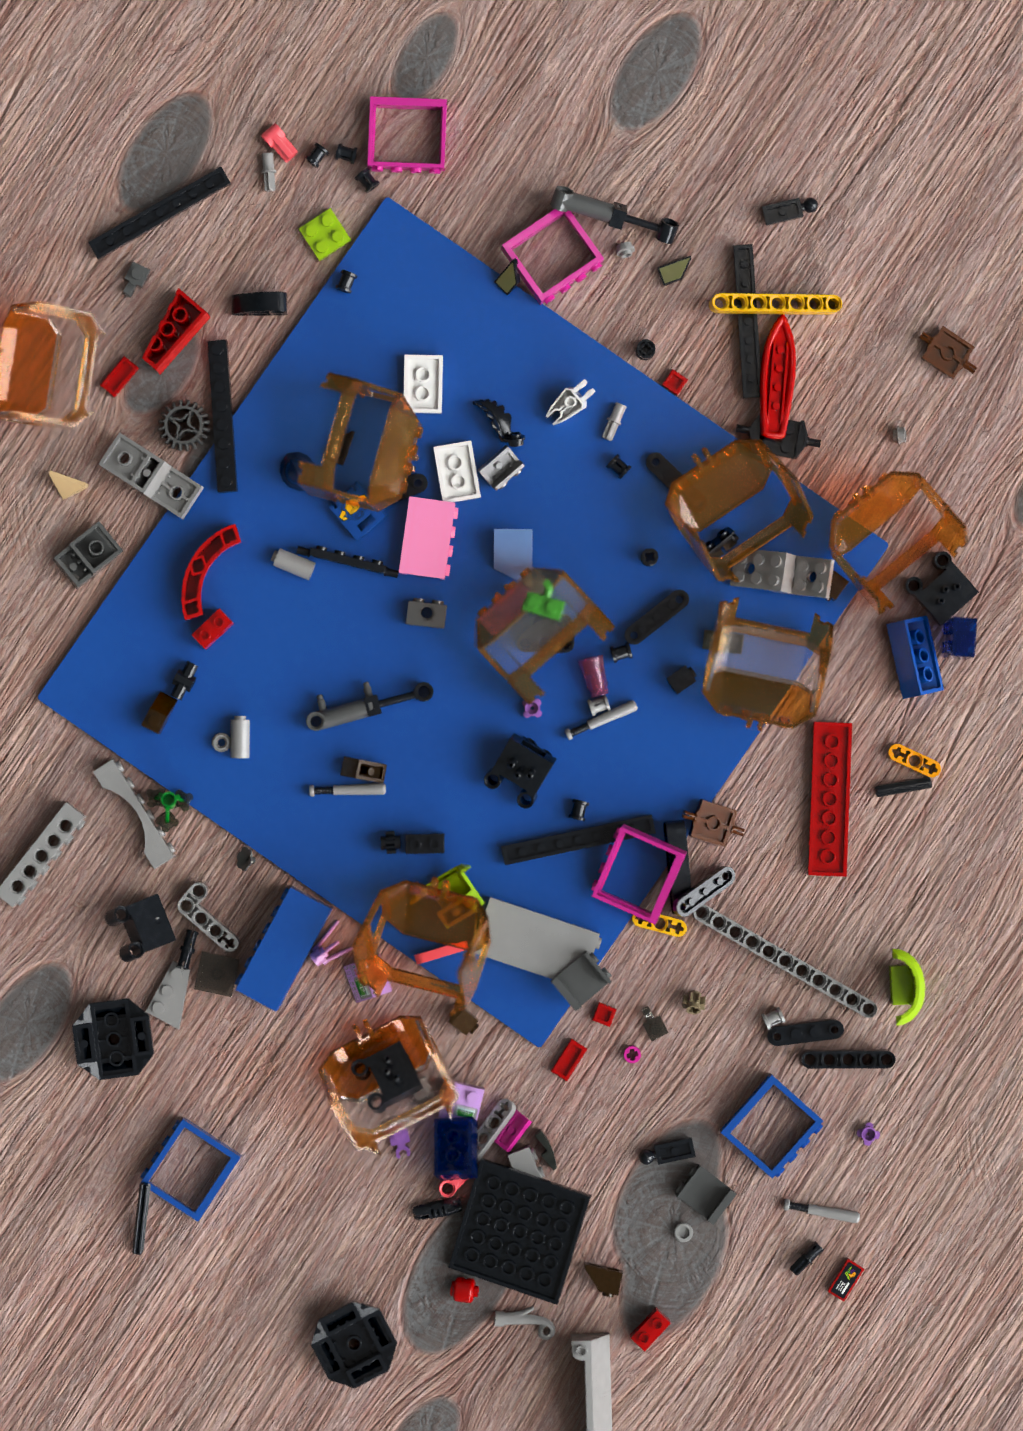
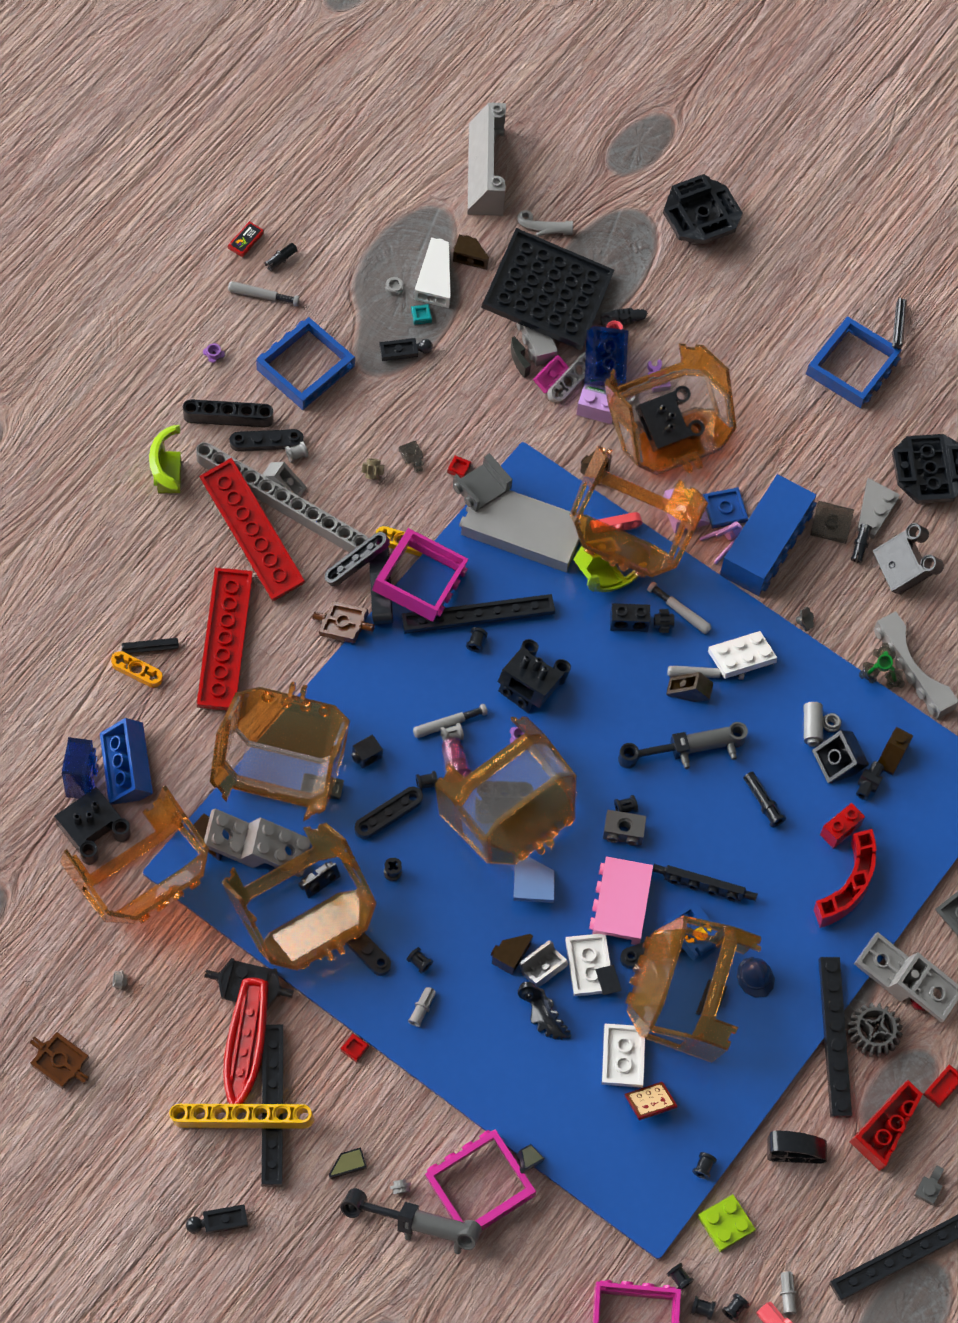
camera: 175 degrees right, 25 degrees down
(210, 919) = (823, 549): light grey beam -> none
(213, 703) = (840, 756): none -> black slope
(284, 646) = (768, 806): none -> black pin
(293, 563) = (760, 884): light grey brick -> none
(310, 809) = (742, 654): none -> white plate
(327, 985) = (725, 508): none -> blue tile
(370, 857) = (681, 609): none -> light grey piece
(397, 339) = (650, 1100): none -> piece
(425, 638) = (626, 805): none -> black bush
(439, 454) = (608, 979): none -> black piece
(464, 1289) = (600, 251): red head -> none
(532, 479) = (511, 952): none -> dark brown slope
(543, 604) = (508, 800): bright green plate -> none
(569, 1059) = (495, 431): red tile -> none
(570, 402) = (468, 1024): white hinge -> none
(637, 1057) = (434, 426): dark pink bush -> none
(641, 1244) = (434, 277): none -> white slope
(643, 351) = (382, 1083): black wheel -> none
(650, 1329) = (430, 209): red brick -> none
(652, 1198) = (421, 314): none -> teal tile
(705, 1193) = (370, 313): dark grey panel -> none
(784, 982) = (284, 476): none -> light grey slope
(813, 920) = (252, 529): none -> red plate

